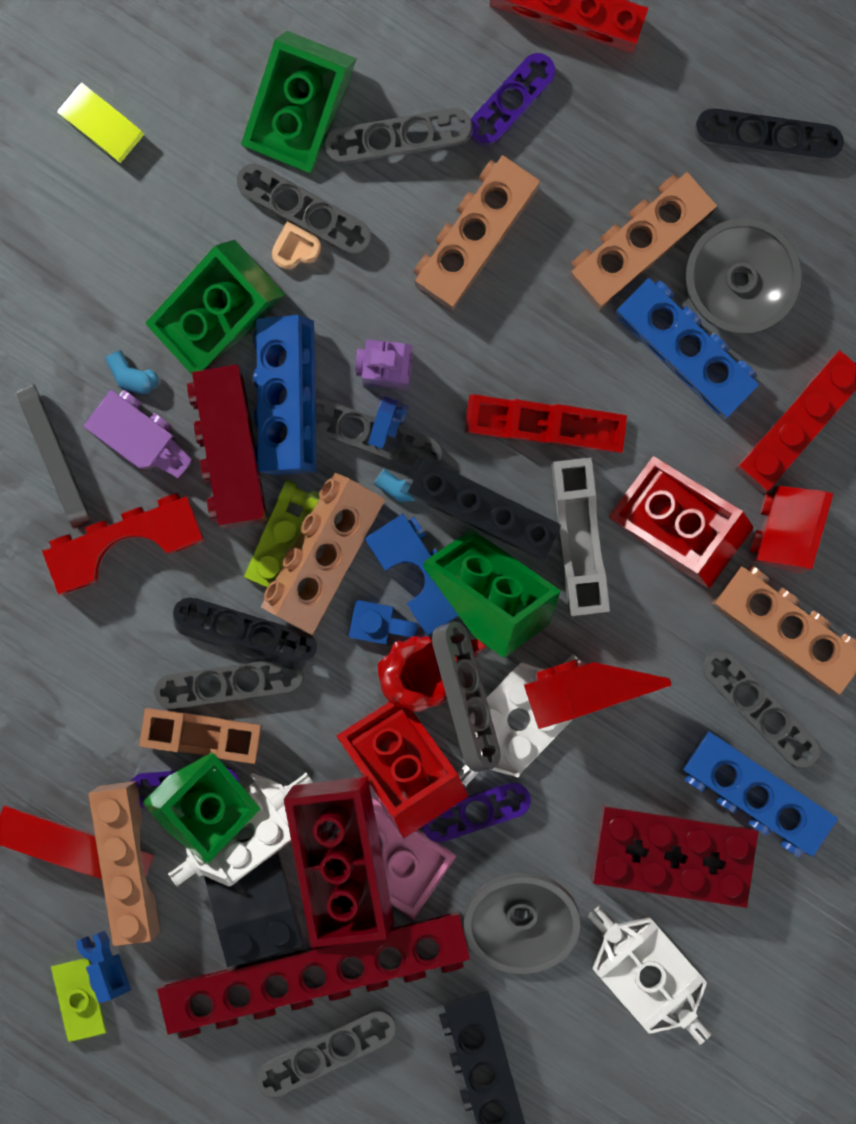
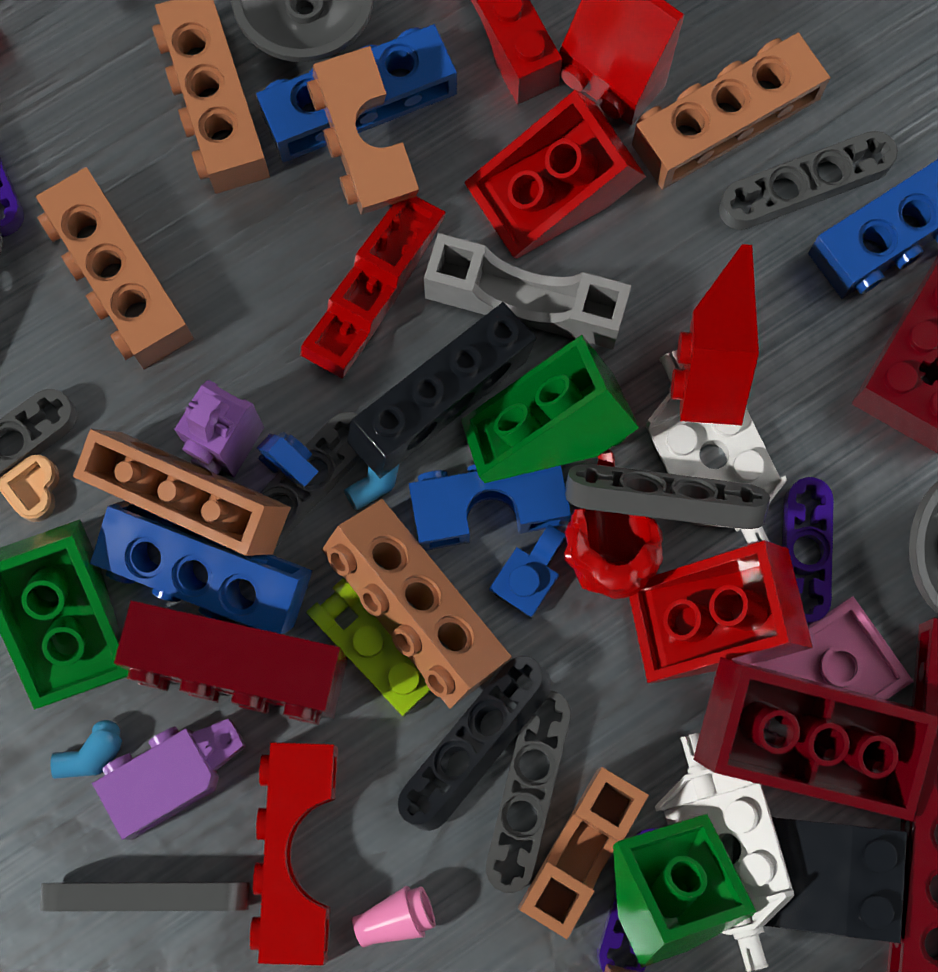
camera: 65 degrees left, 10 degrees down
(108, 629) = (396, 918): none -> bright pink cone
(330, 359) = (182, 492): none -> nougat brick
(619, 392) = (346, 89): none -> nougat arch

